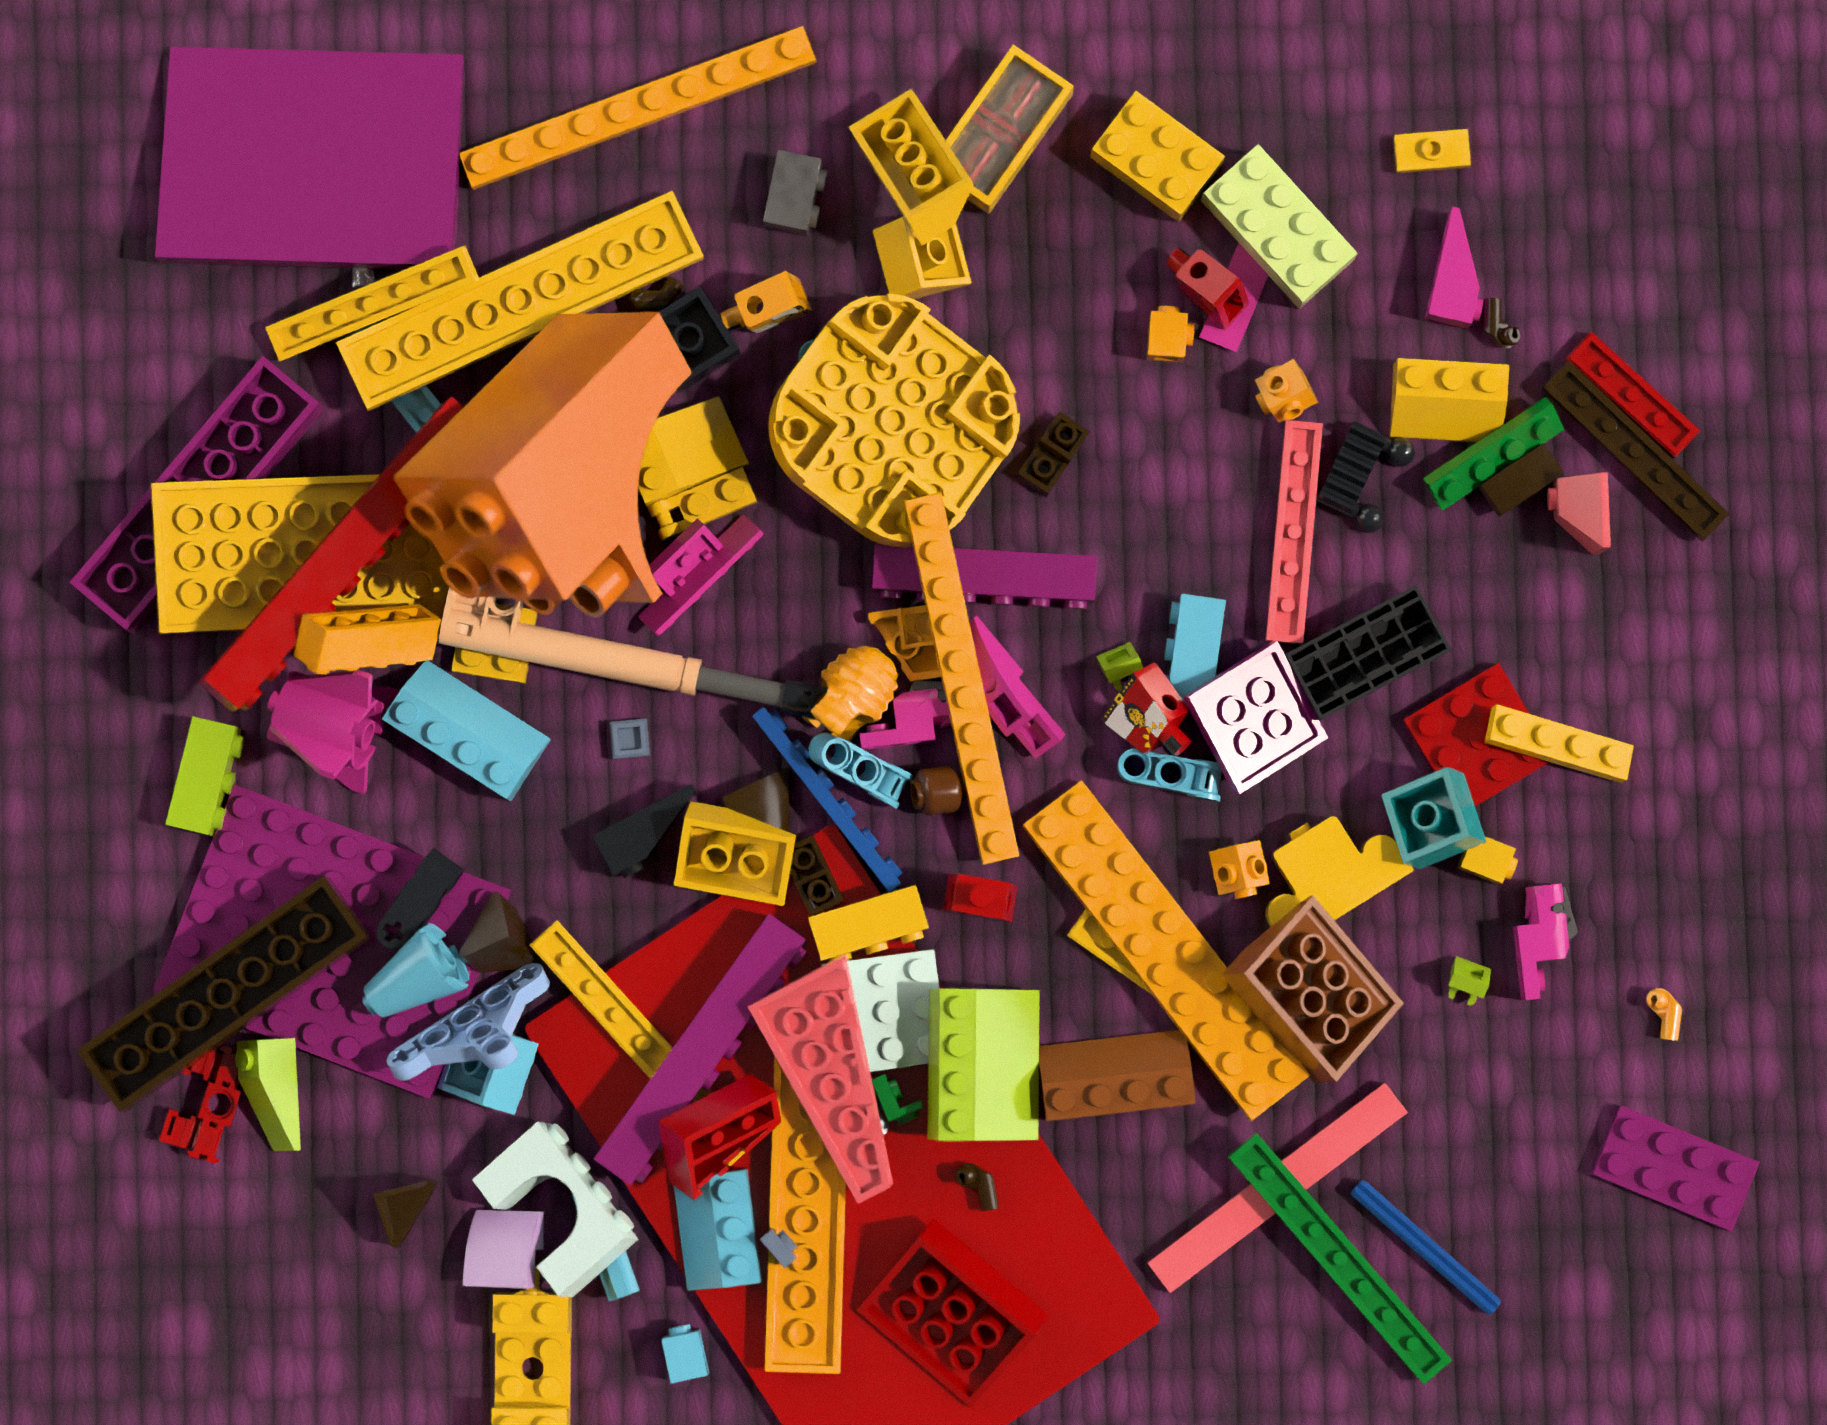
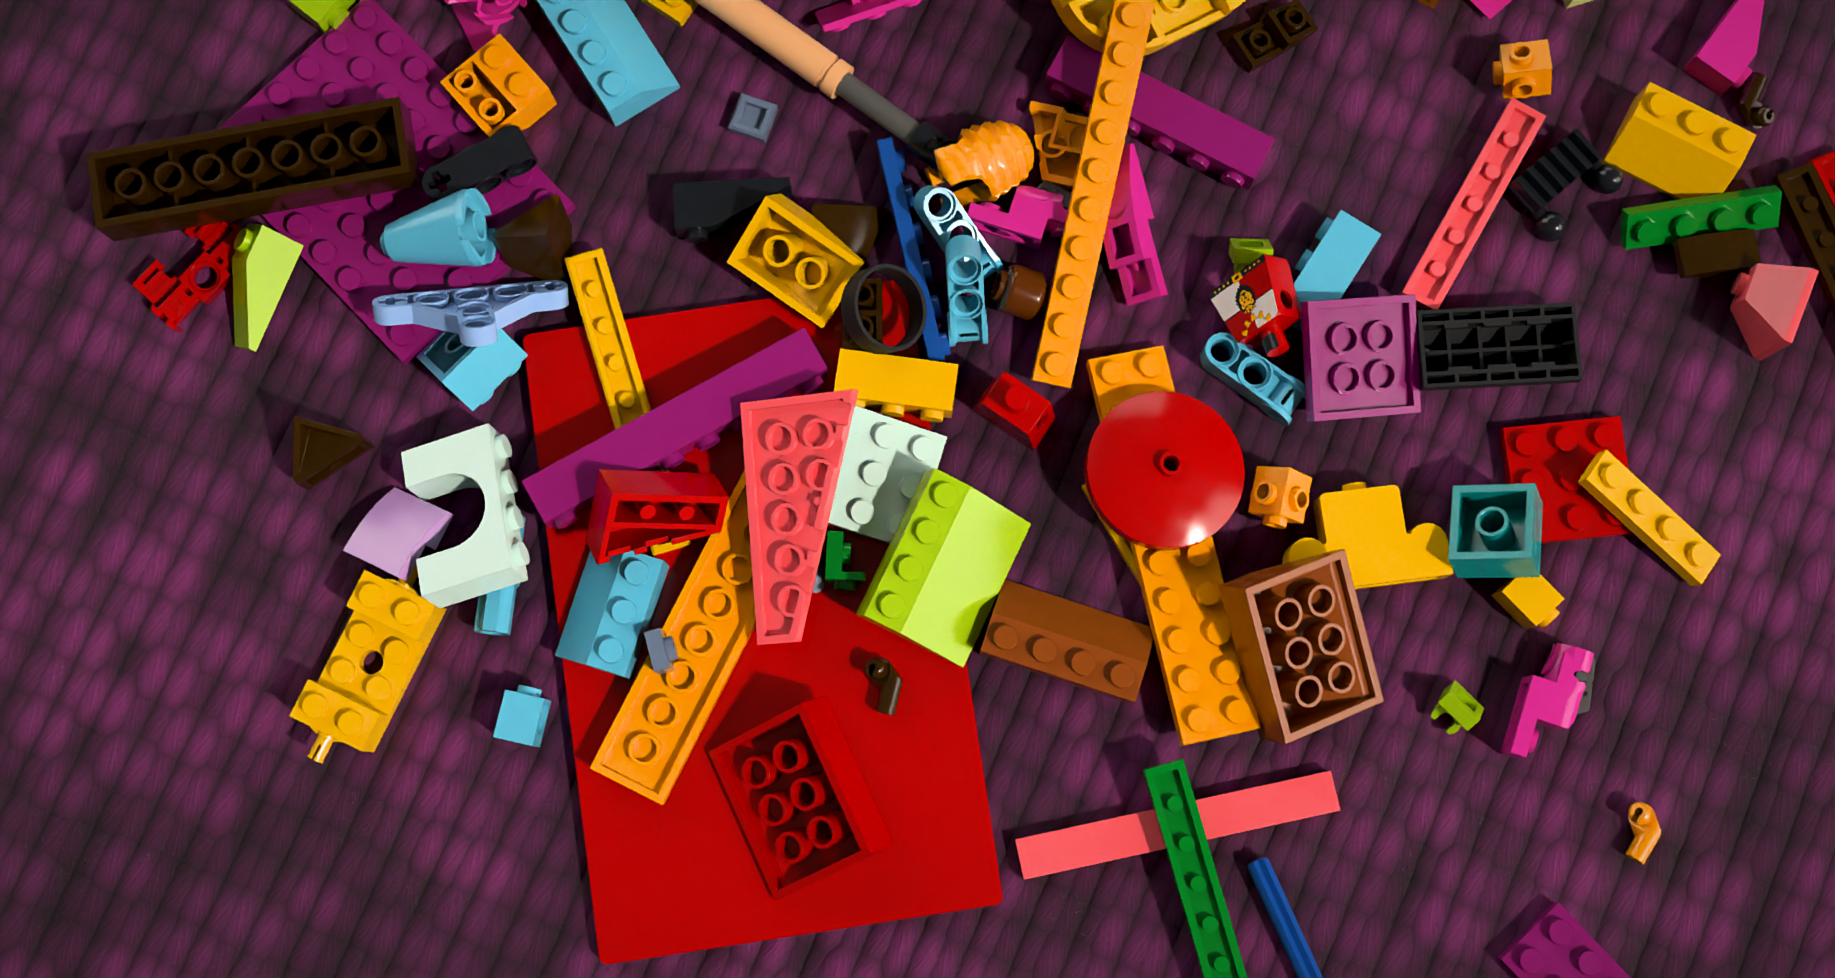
camera: 25 degrees right, 5 degrees down
(396, 821) = (499, 88): none -> light orange slope
(860, 857) = (914, 297): none -> black tyre
(891, 815) = (965, 314): none -> medium azure piece
(1126, 928) = (1144, 498): none -> red dish

